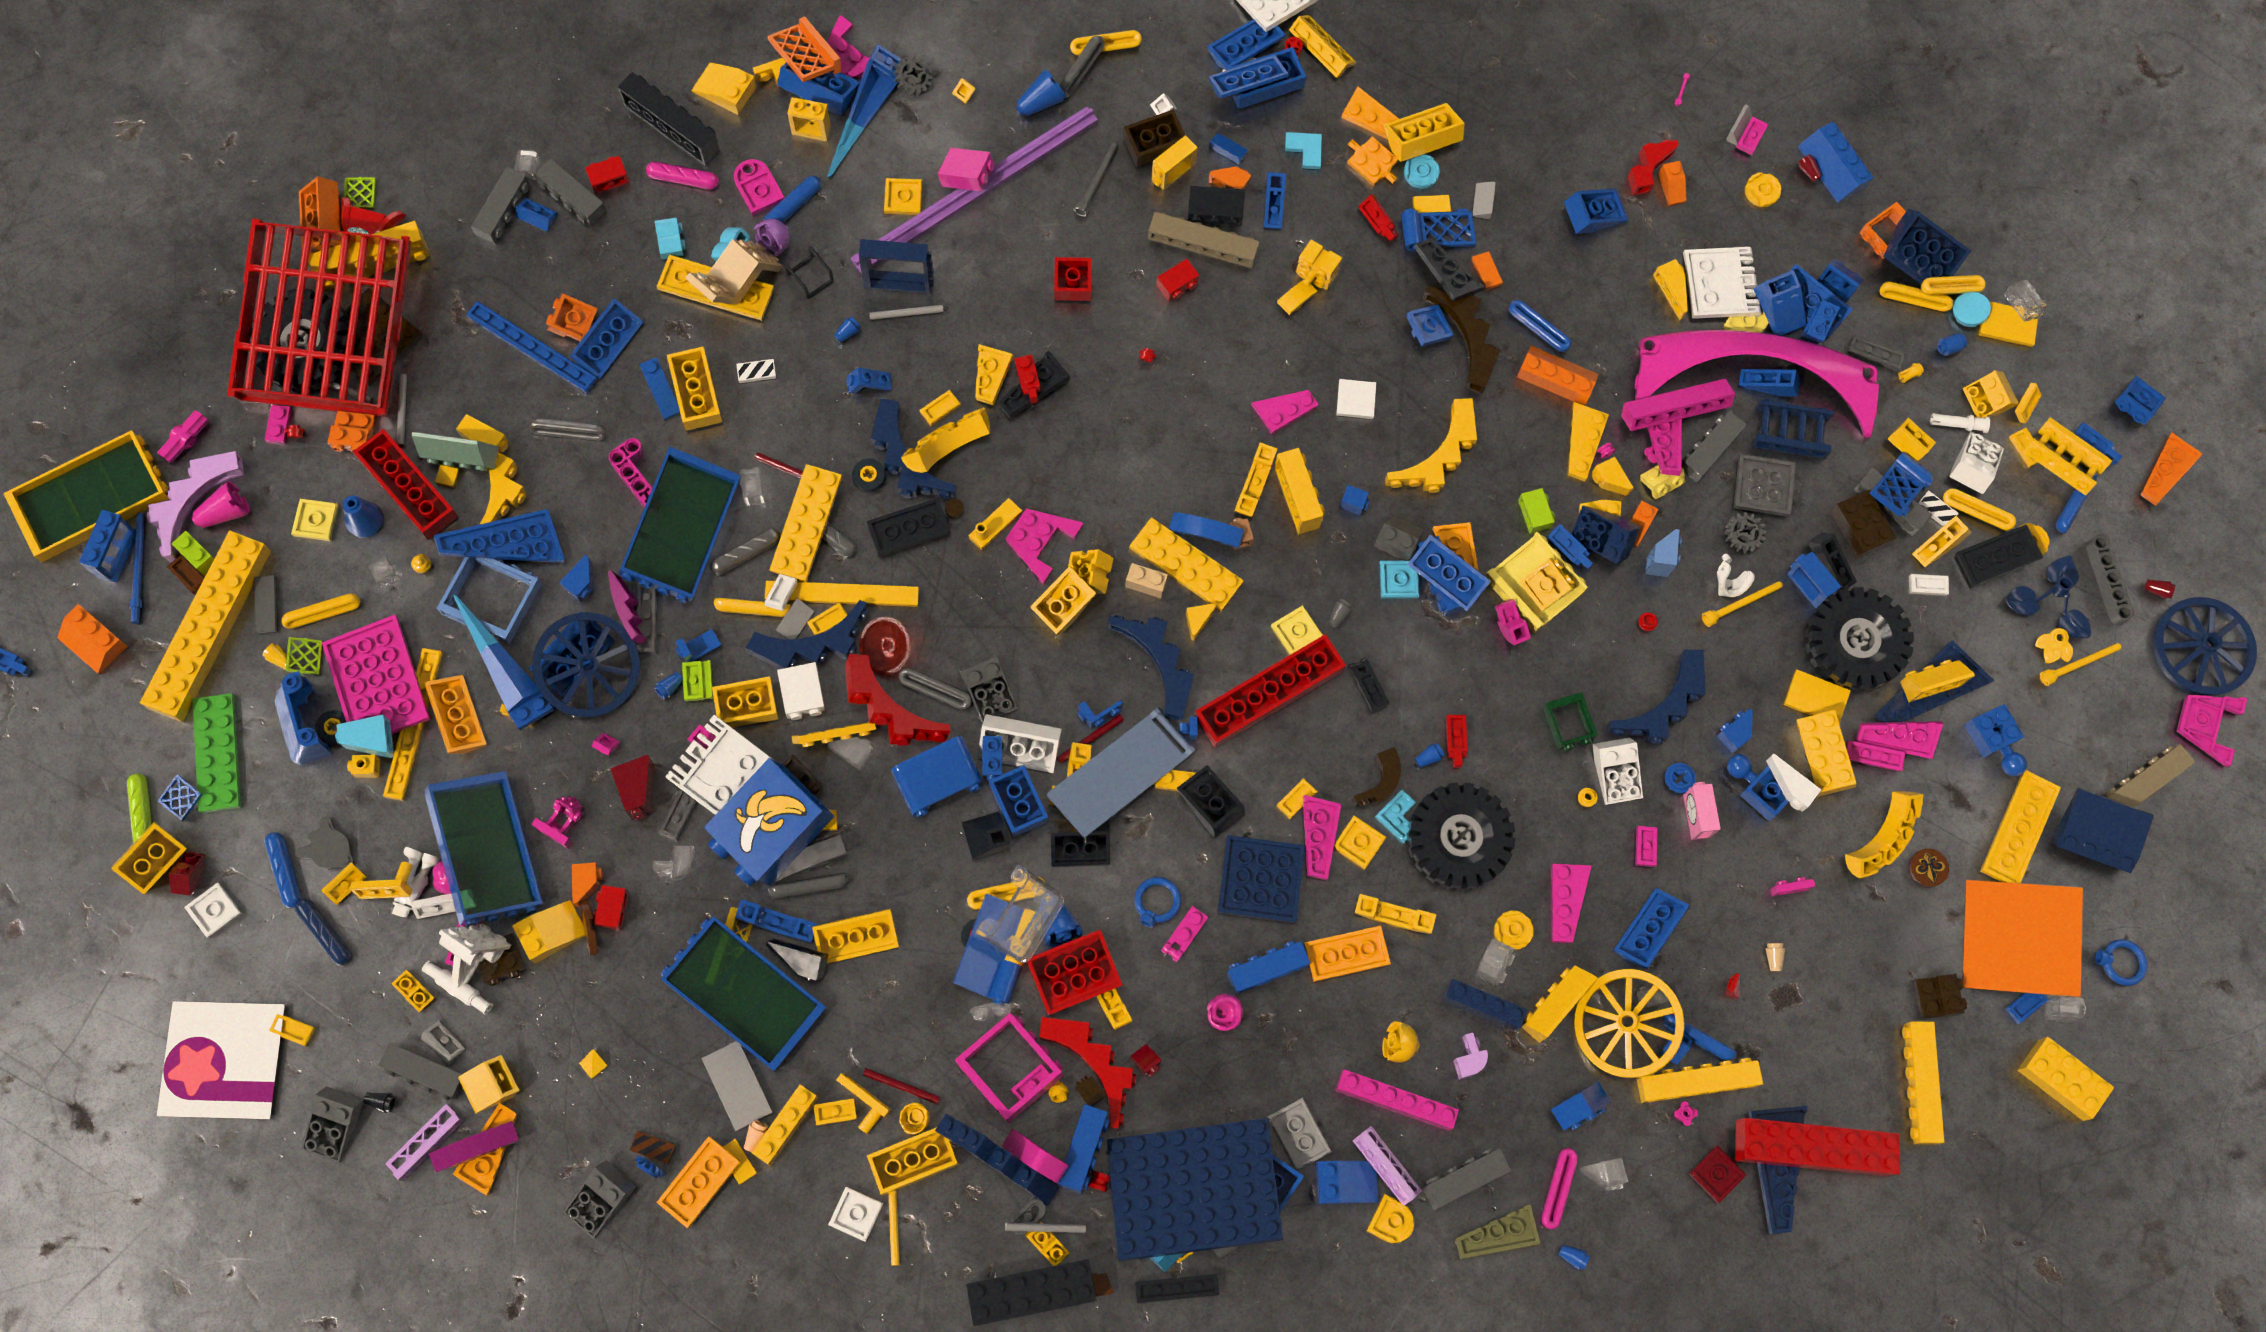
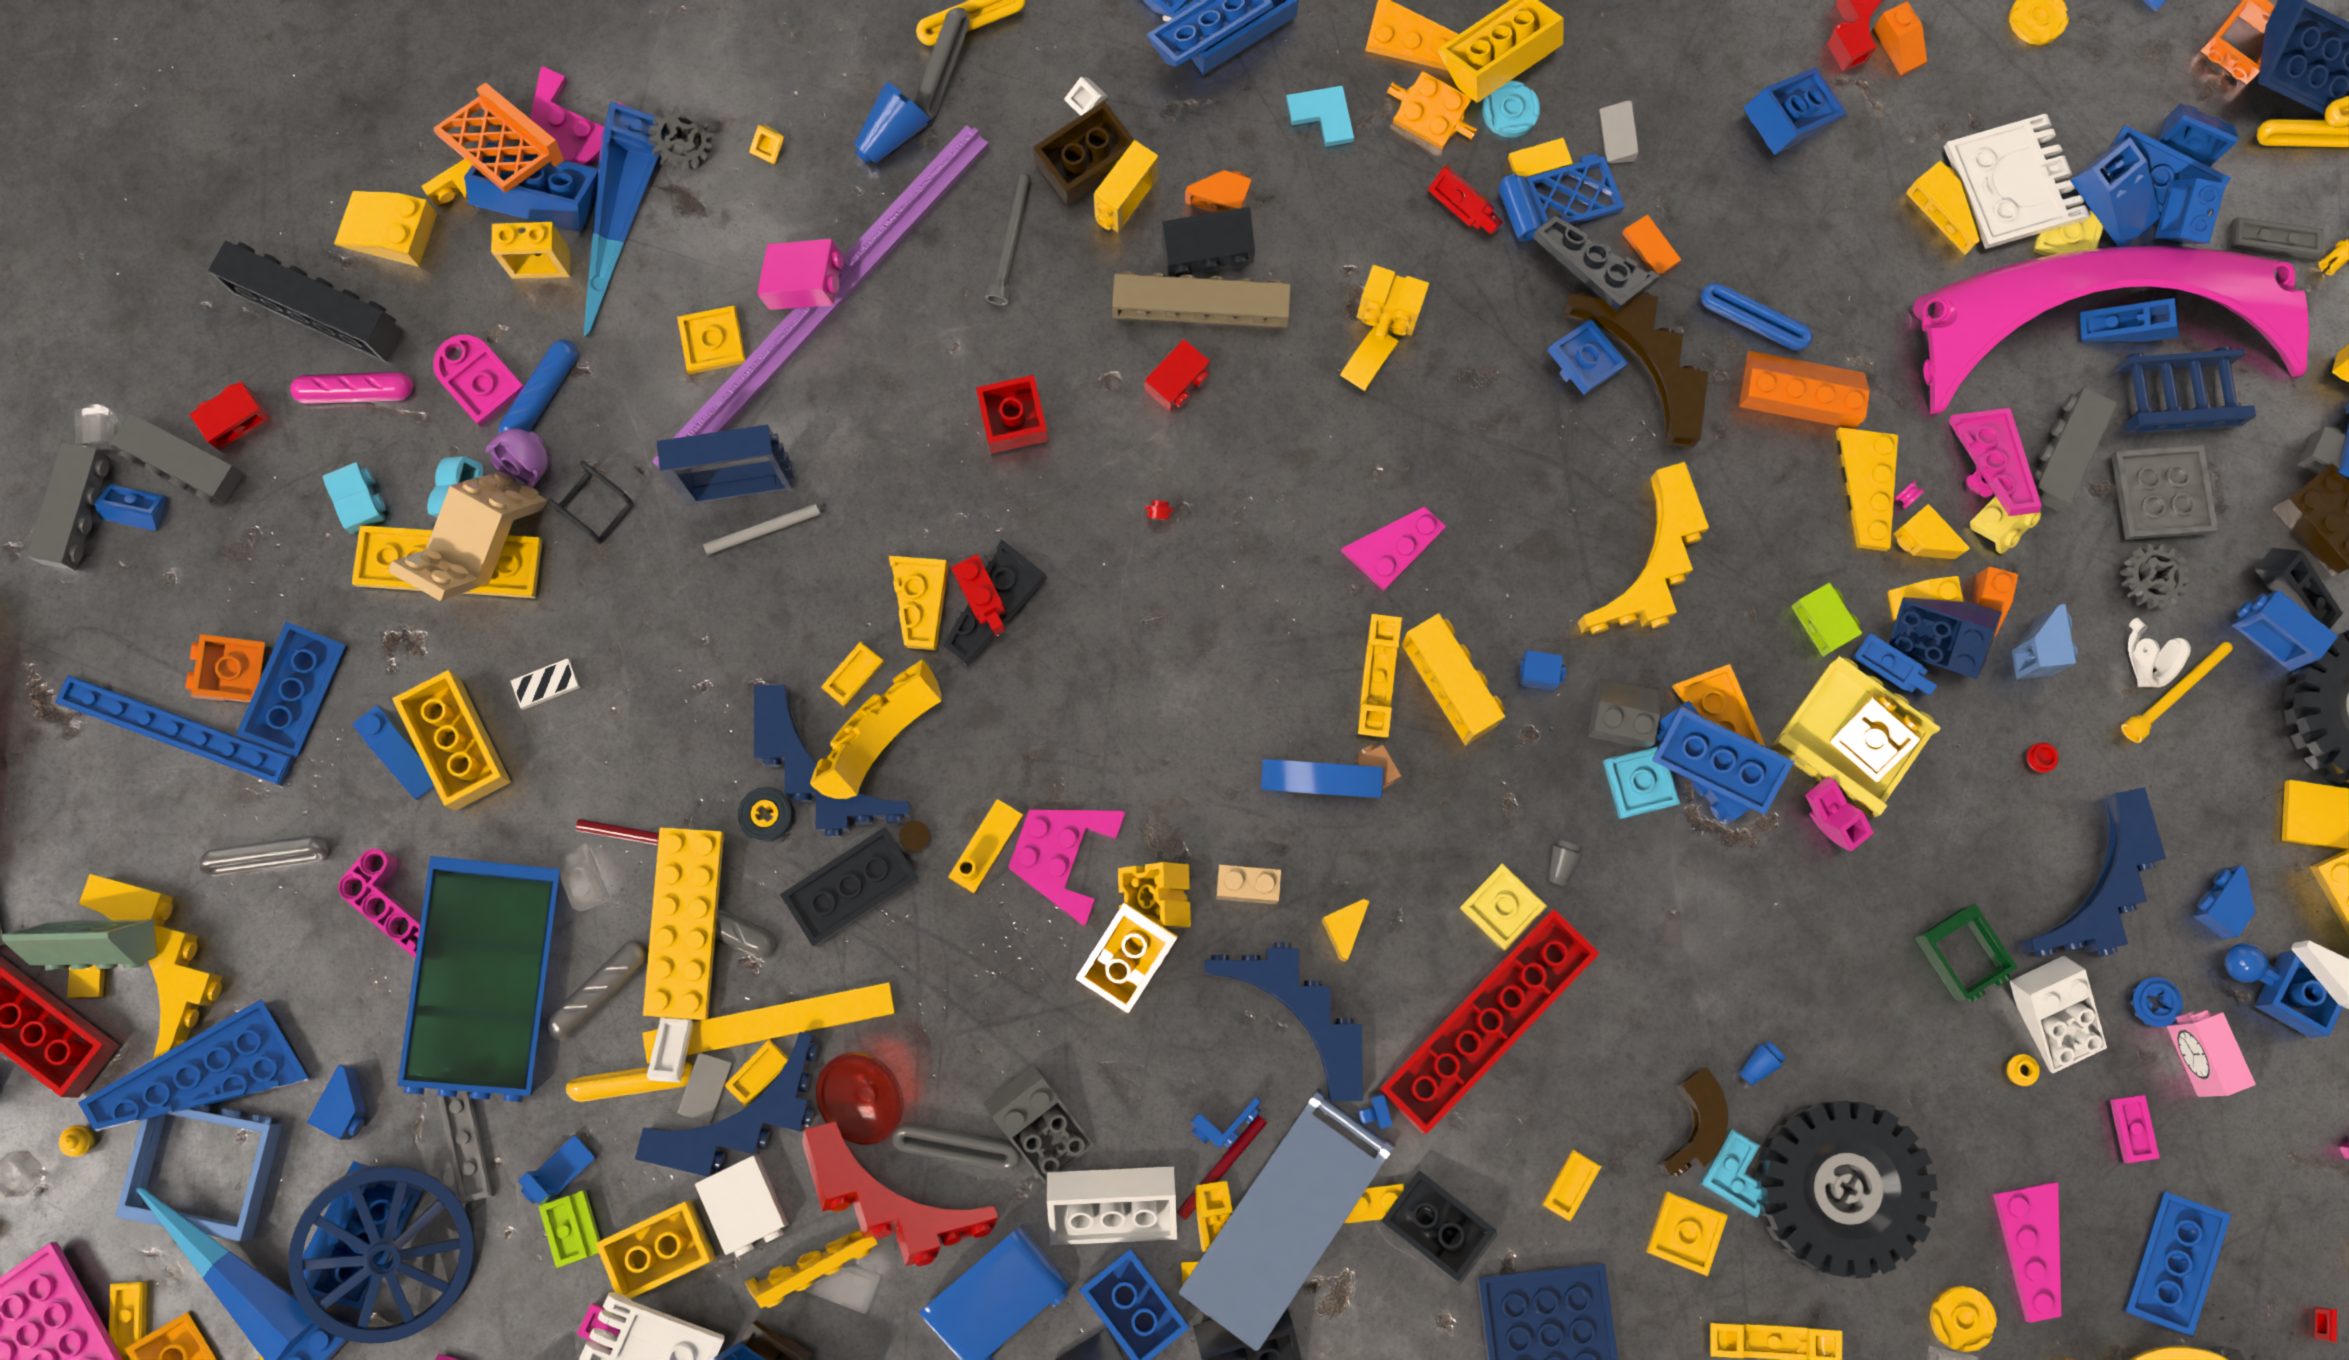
camera: 10 degrees left, 5 degrees up
(624, 604) = (420, 1128): magenta slope -> none
(667, 686) = (526, 1248): blue cone -> none
(847, 329) = (674, 581): blue cone -> none
(868, 378) = (728, 656): blue bracket -> none
(991, 756) = (1075, 1245): blue bracket -> none
(1186, 564) = (1303, 839): yellow plate -> none
(1228, 148) = (1203, 142): blue slope -> none
(1274, 199) = (1296, 208): blue slope -> none
(1320, 830) = (1623, 1236): dark pink wing -> none
(1356, 399) = (1501, 502): white tile -> none
(1368, 685) = (1638, 969): black plate -> none
(1456, 738) = (1797, 1025): red hinge -> none
(1678, 404) = (2002, 395): dark pink brick -> none

